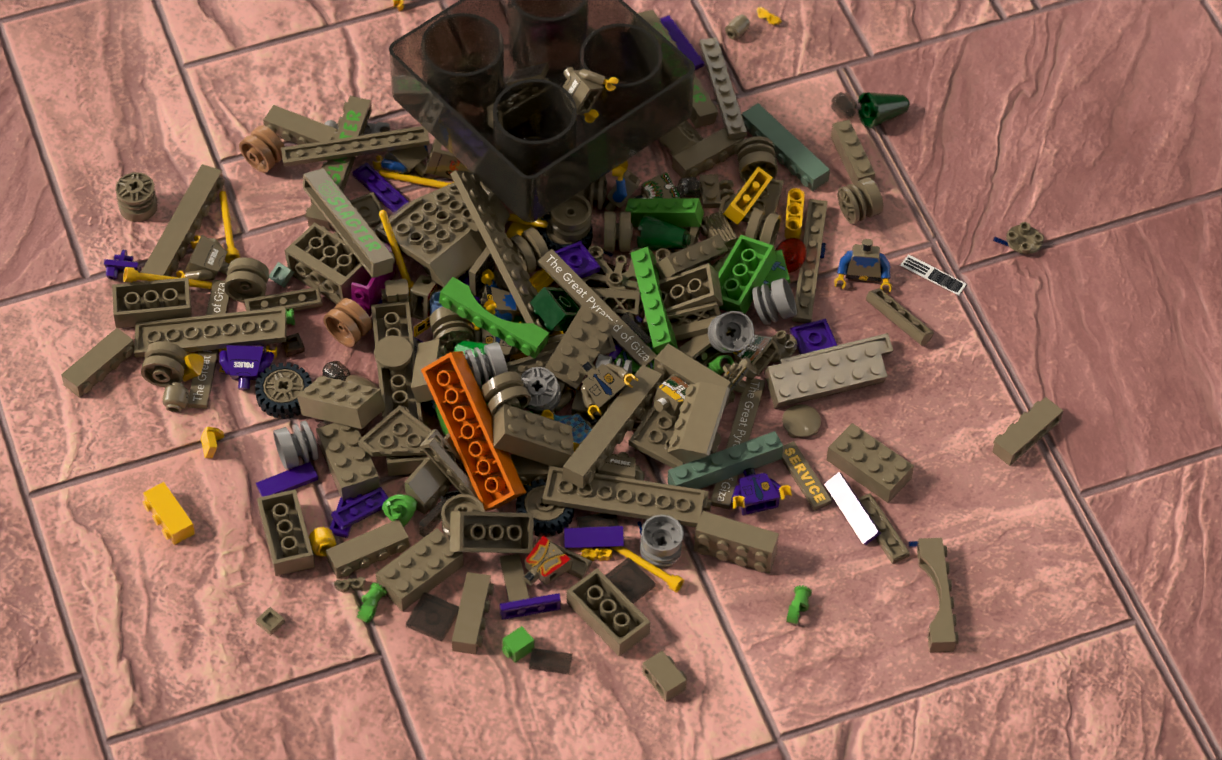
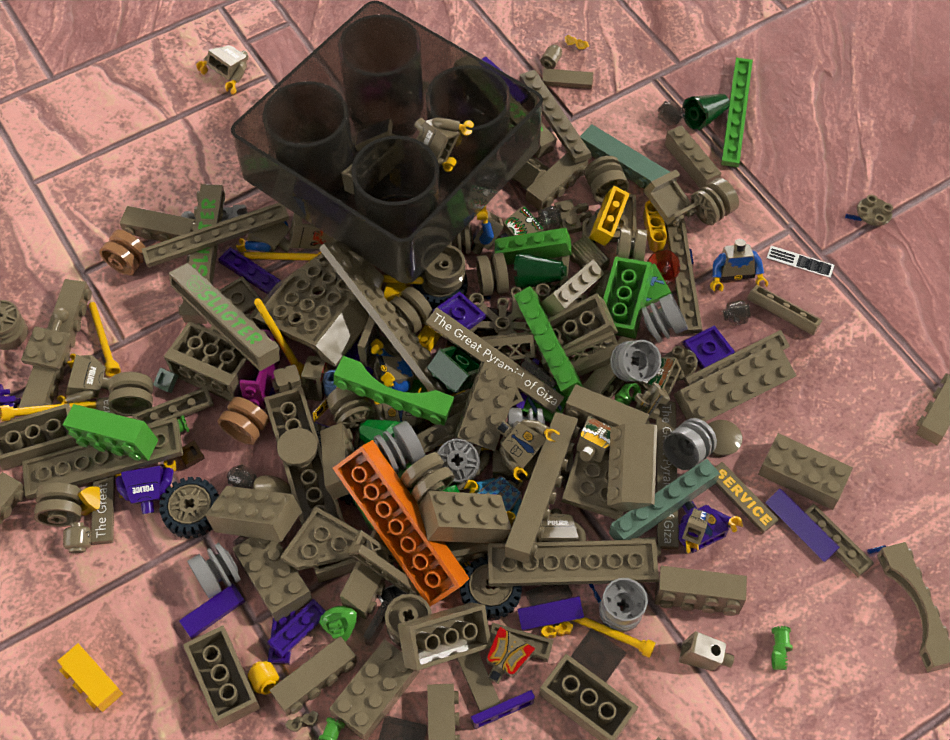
camera: 10 degrees left, 5 degrees up
(177, 223) = (46, 346): none -> dark tan plate
(208, 440) = (120, 582): yellow tile -> none
(224, 308) = (110, 432): none -> bright green brick
(725, 594) = (705, 652): none -> dark tan torso
(748, 484) = (696, 524): none -> dark tan leg
(749, 52) = (567, 78): none -> dark tan tile
(764, 416) = (689, 444): none -> light grey wheel
(814, 189) = (670, 199): none -> dark tan panel
(851, 310) = (737, 312): none -> clear smoke head
(915, 116) = (737, 112): none -> bright green plate

